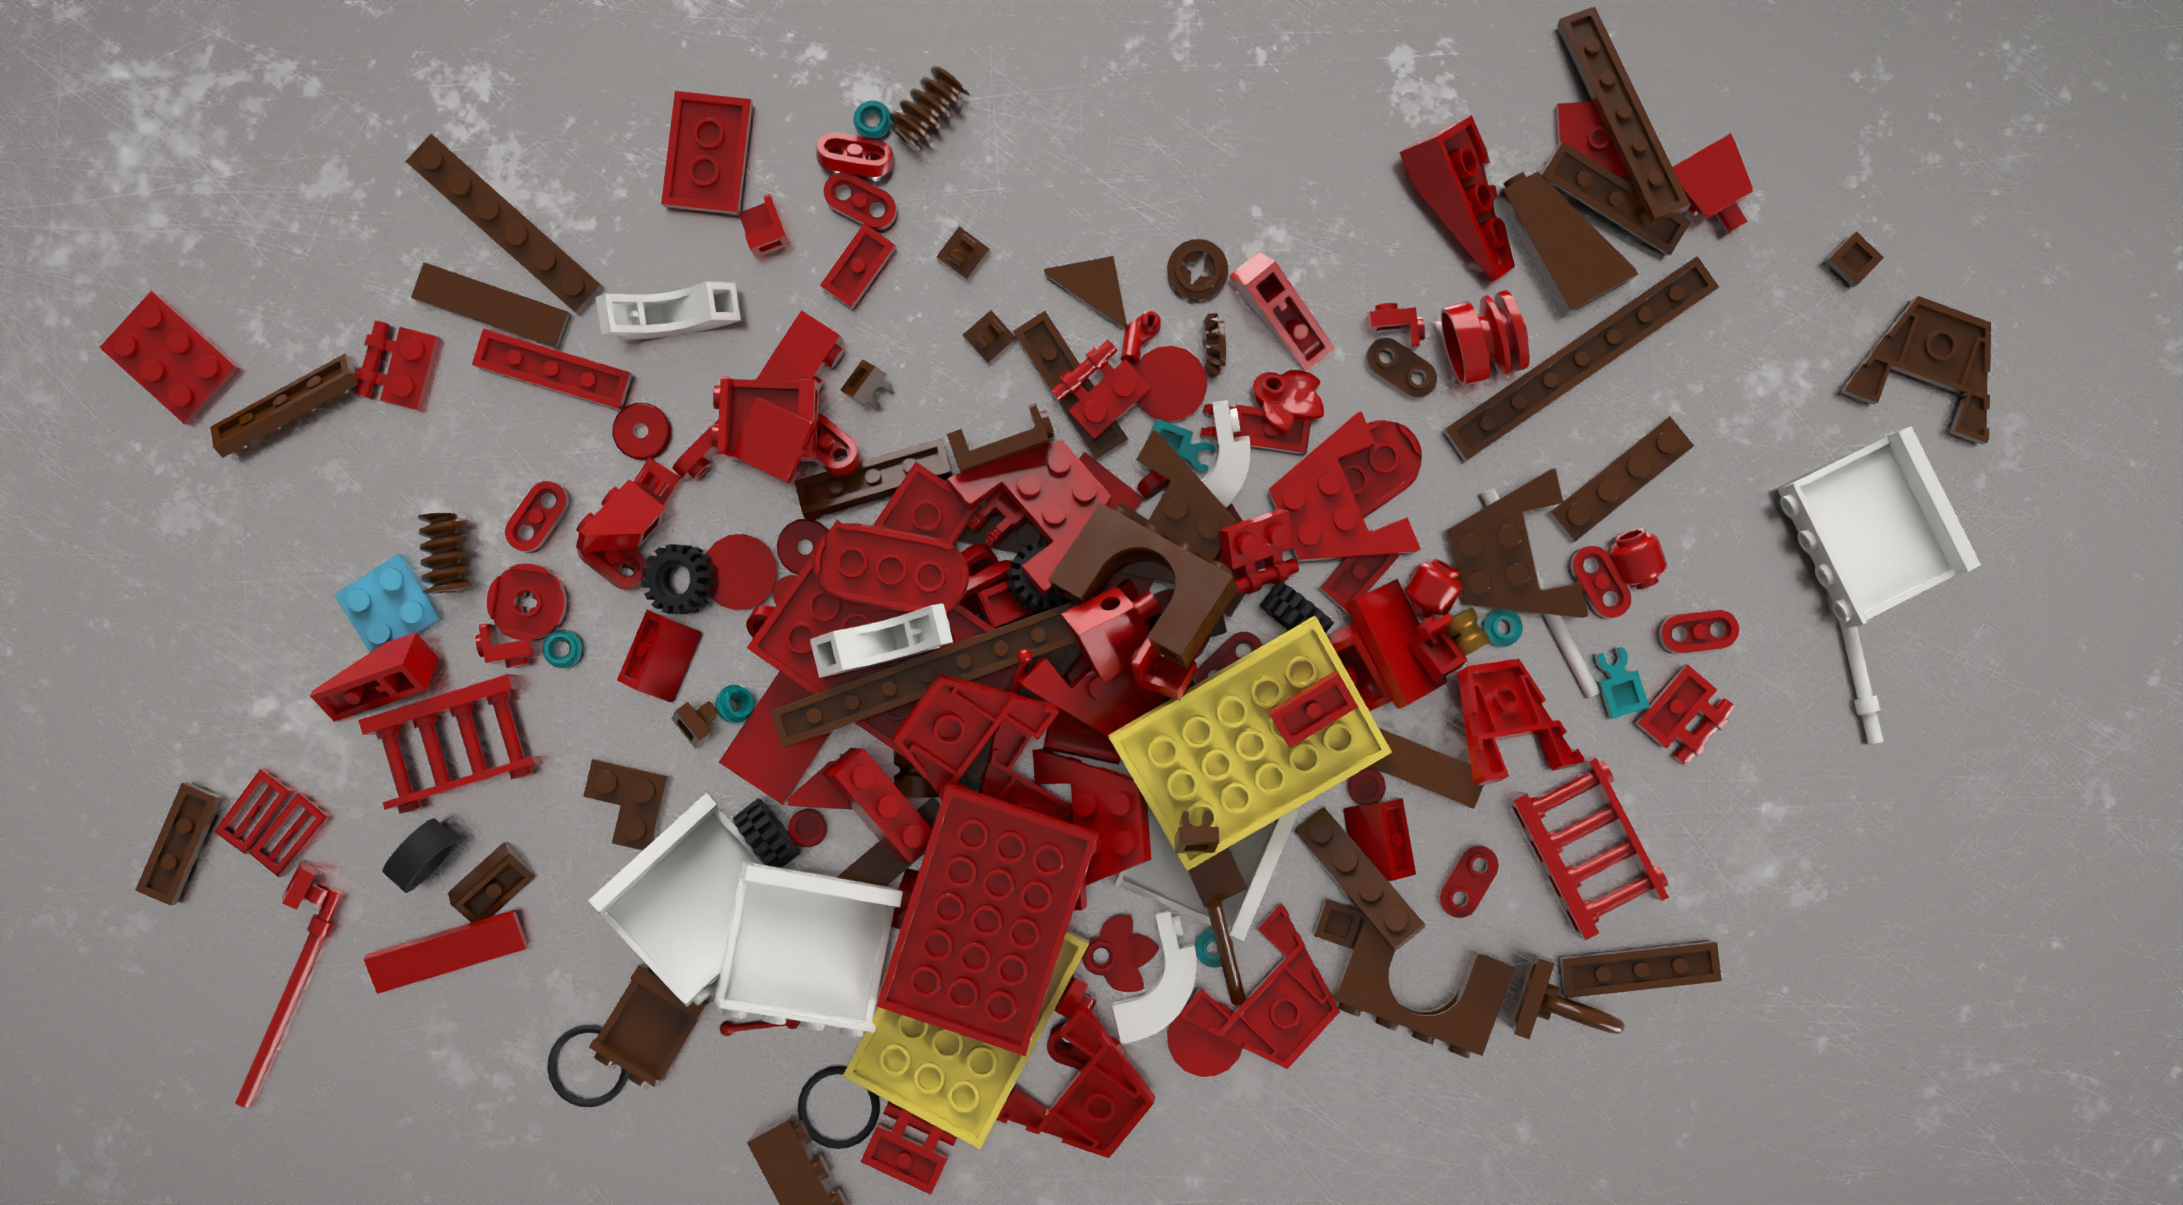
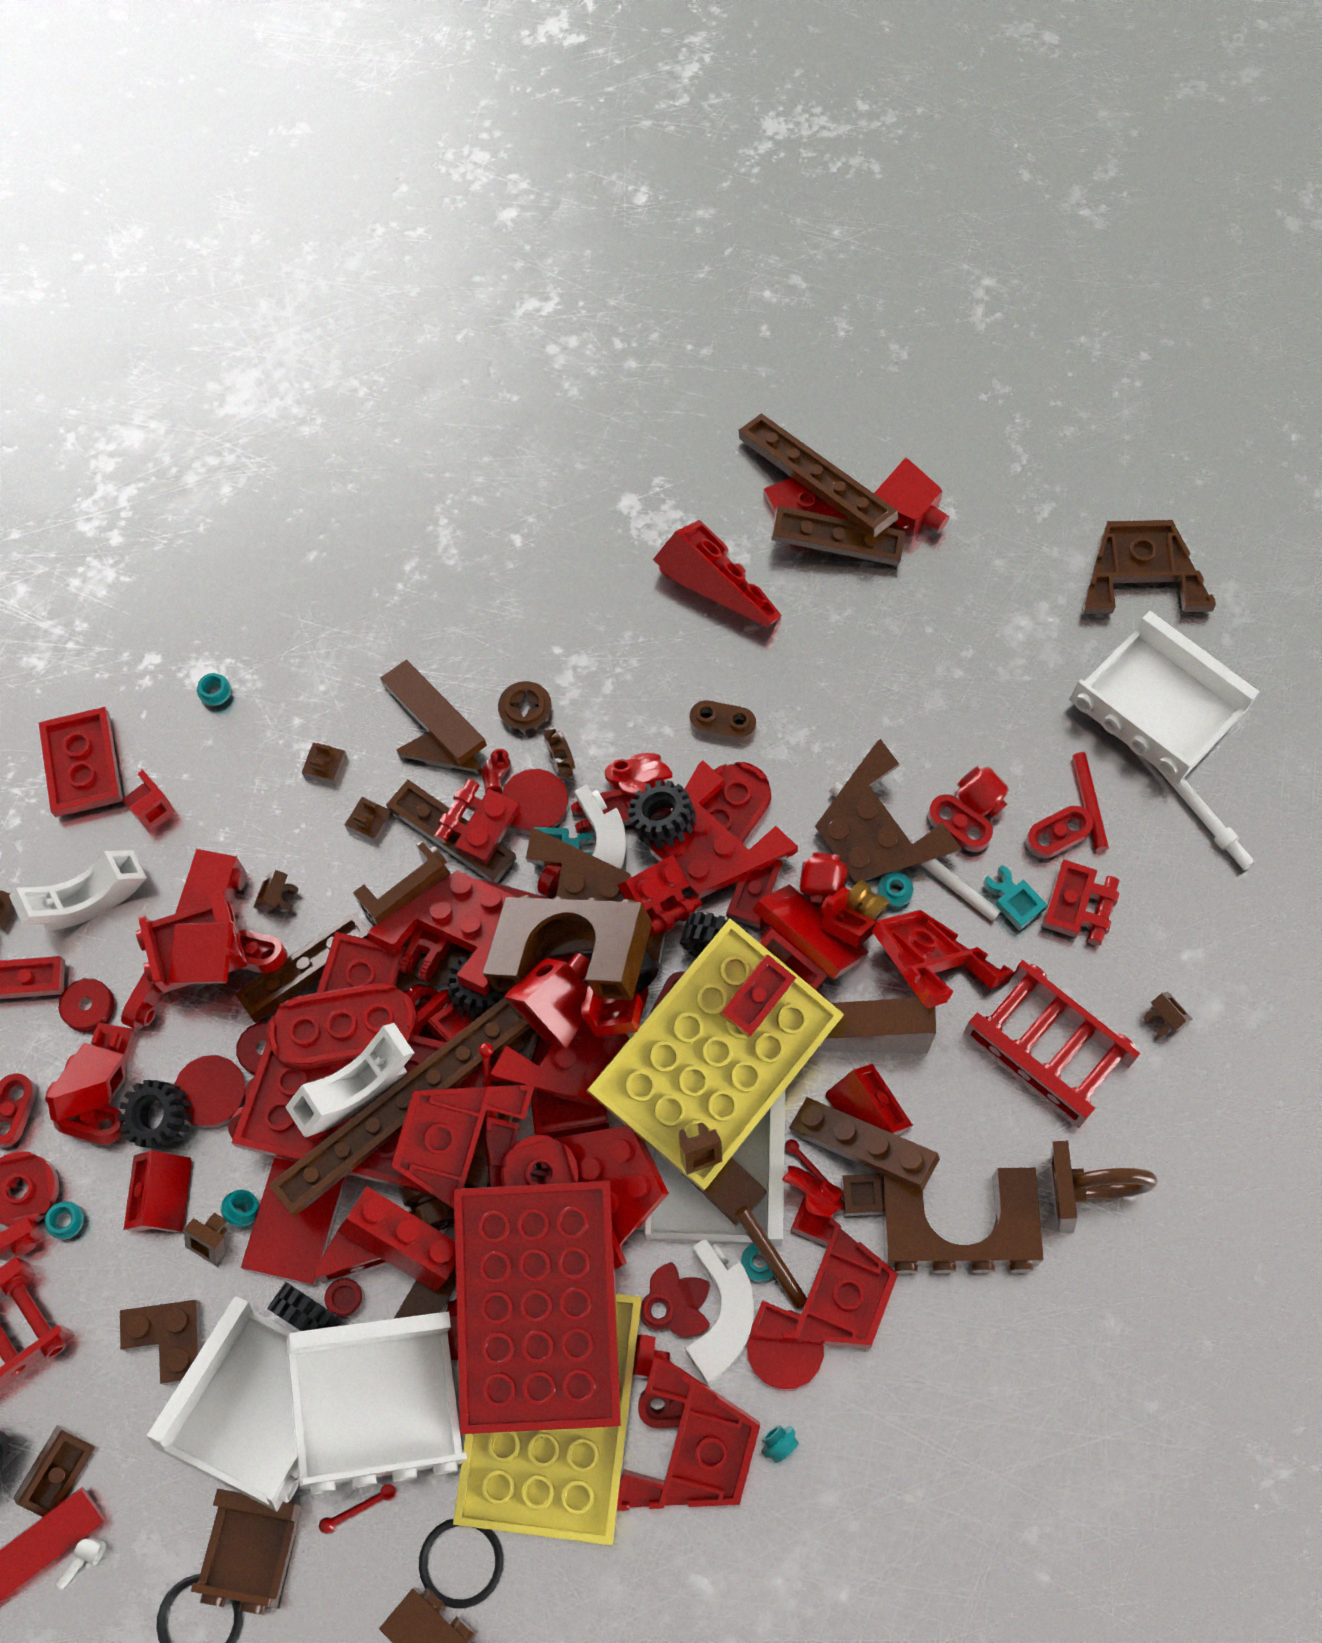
camera: 20 degrees left, 20 degrees down
(505, 969) = (87, 1550): none -> white hand
(854, 154) = (207, 718): red plate -> none
(858, 266) = (236, 803): red plate -> none
(861, 201) = (224, 754): red plate -> none
(903, 1157) = (542, 1585): red plate -> none
(927, 107) = (254, 661): reddish brown piece -> none
(1041, 769) = (543, 1150): none -> red plate
(1097, 241) = (433, 712): none -> reddish brown tile
(1166, 1119) = (779, 1443): none -> teal plate
(1282, 310) = (606, 709): red slope -> none
(1290, 440) = (668, 828): none -> black tyre
(1298, 913) = (822, 1198): none -> red plate
(1312, 908) = (792, 1147): none -> red hinge
(1366, 786) = (835, 1065): red tile -> none
(1389, 317) = (703, 683): red bracket -> none
(1465, 879) = (961, 1112): red plate -> none
(1493, 336) = (780, 667): red wheel -> none
(1562, 244) = (812, 583): reddish brown slope -> none
(1581, 358) = (863, 663): reddish brown plate -> none
(1621, 479) = (939, 741): reddish brown plate -> none
(1640, 969) = (1148, 1129): reddish brown plate -> none
(1721, 863) = (1170, 1011): none -> reddish brown tile
(1747, 607) = (1090, 801): none -> red bar
(1854, 259) = (1045, 515): reddish brown plate -> none

